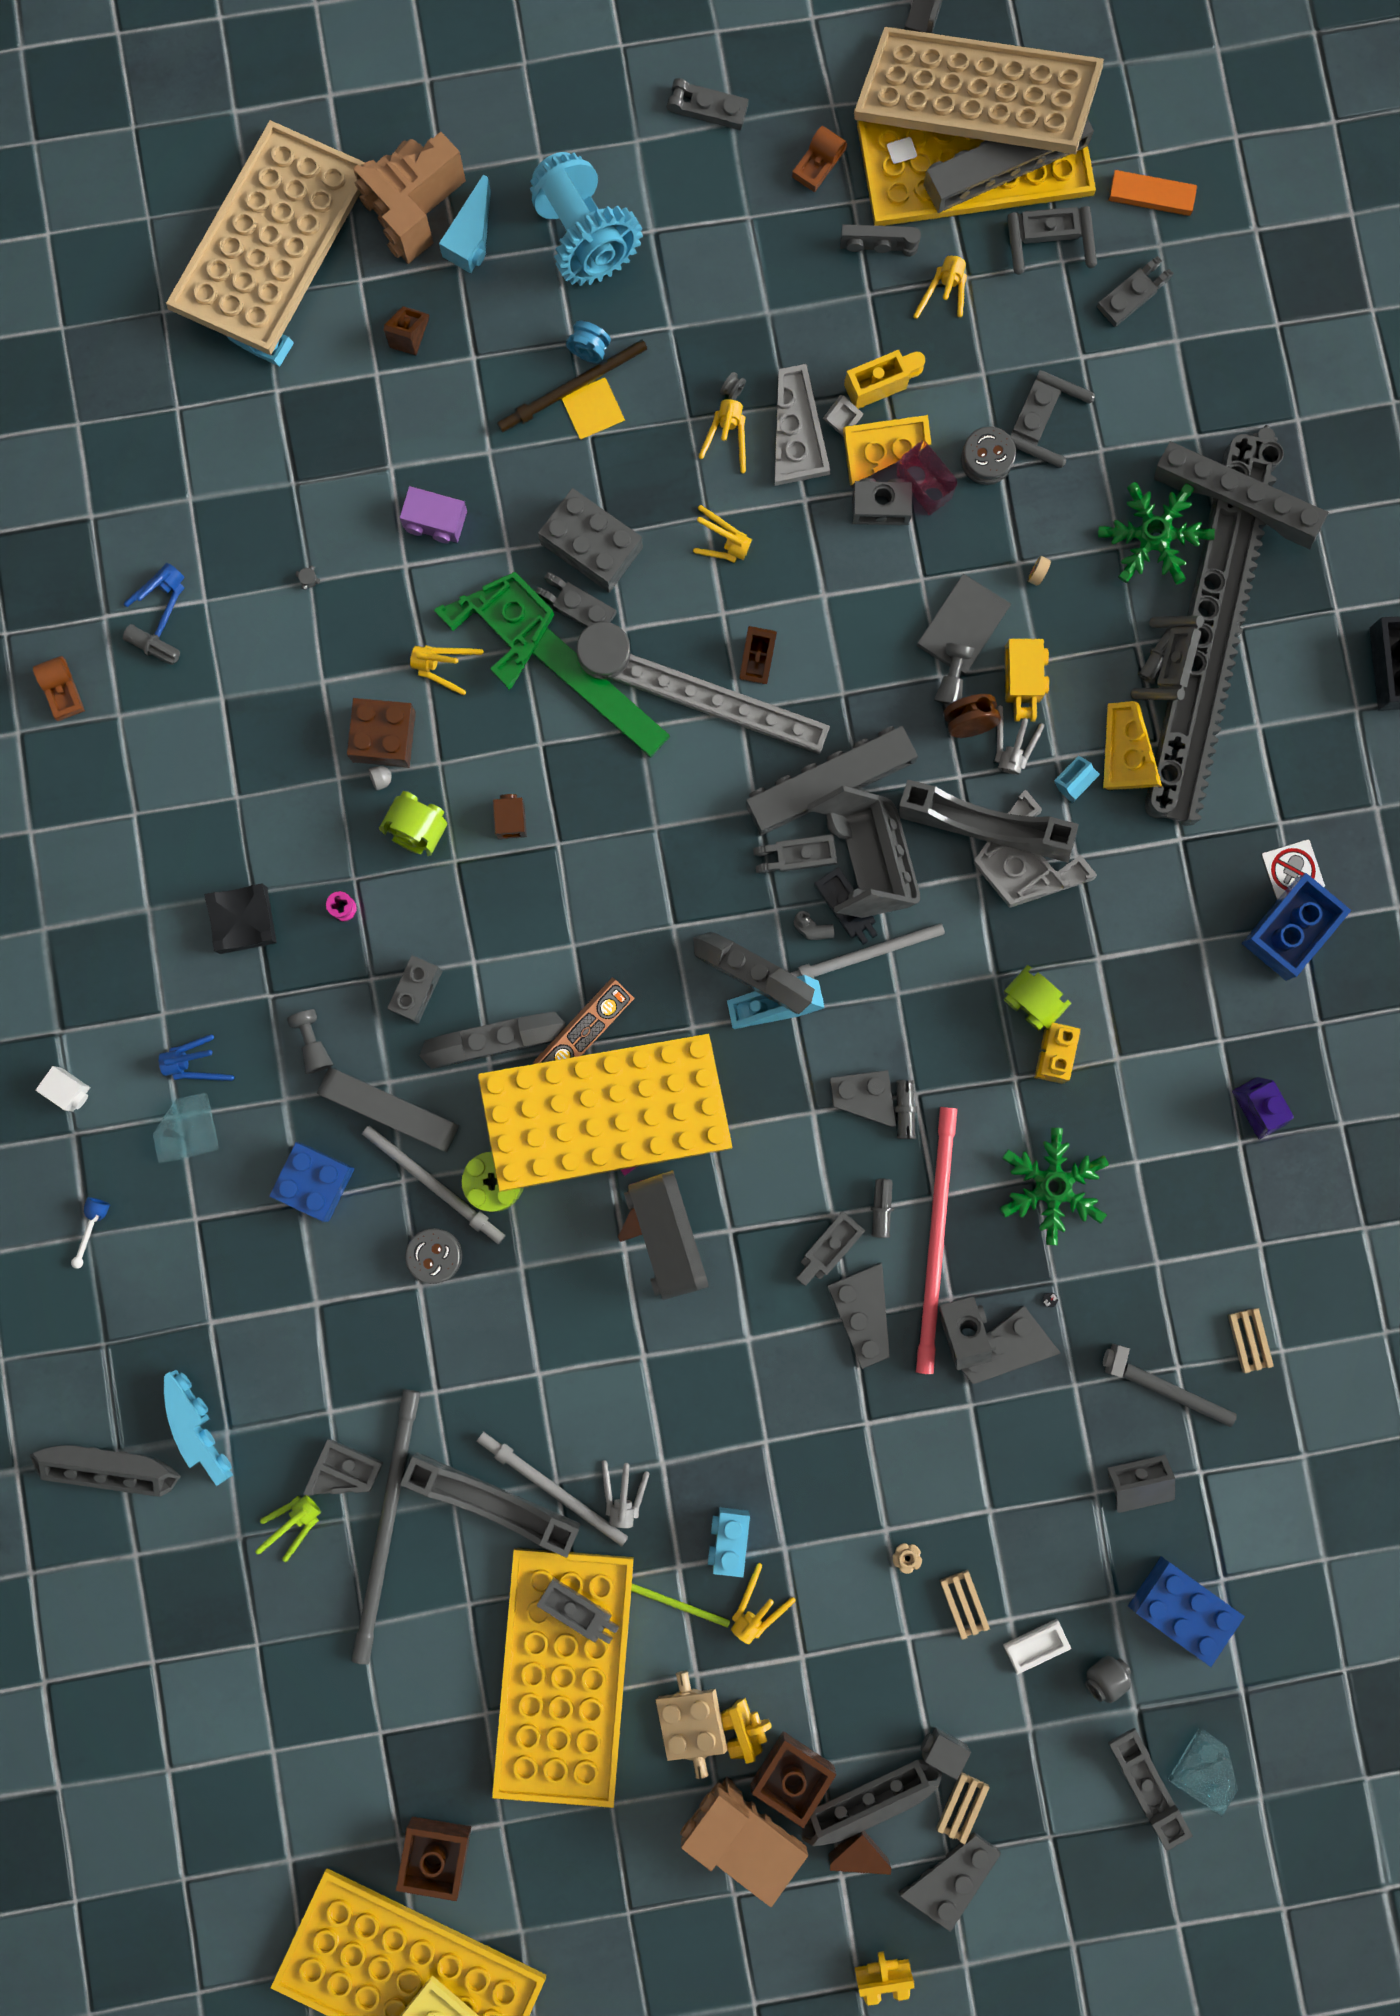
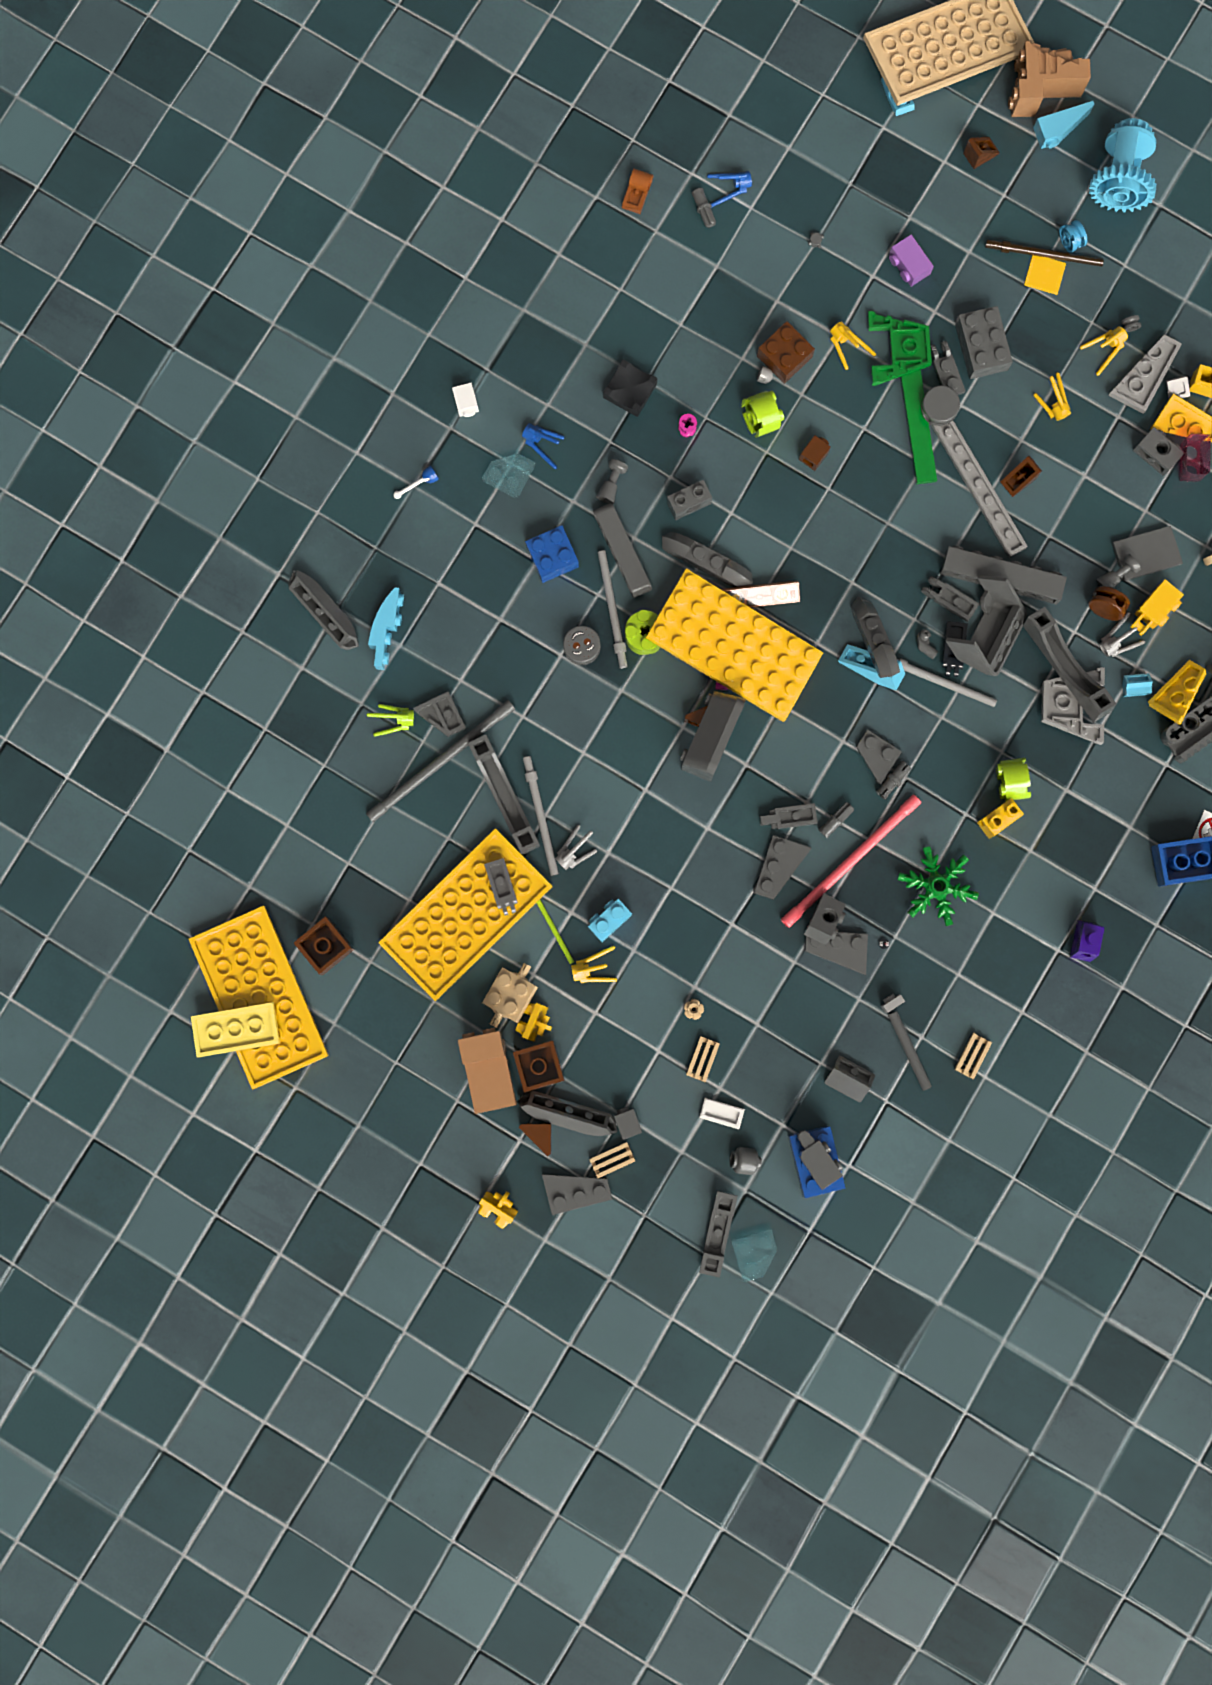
camera: 50 degrees right, 0 degrees up
(1192, 1617) = (818, 1161): none -> dark grey hinge

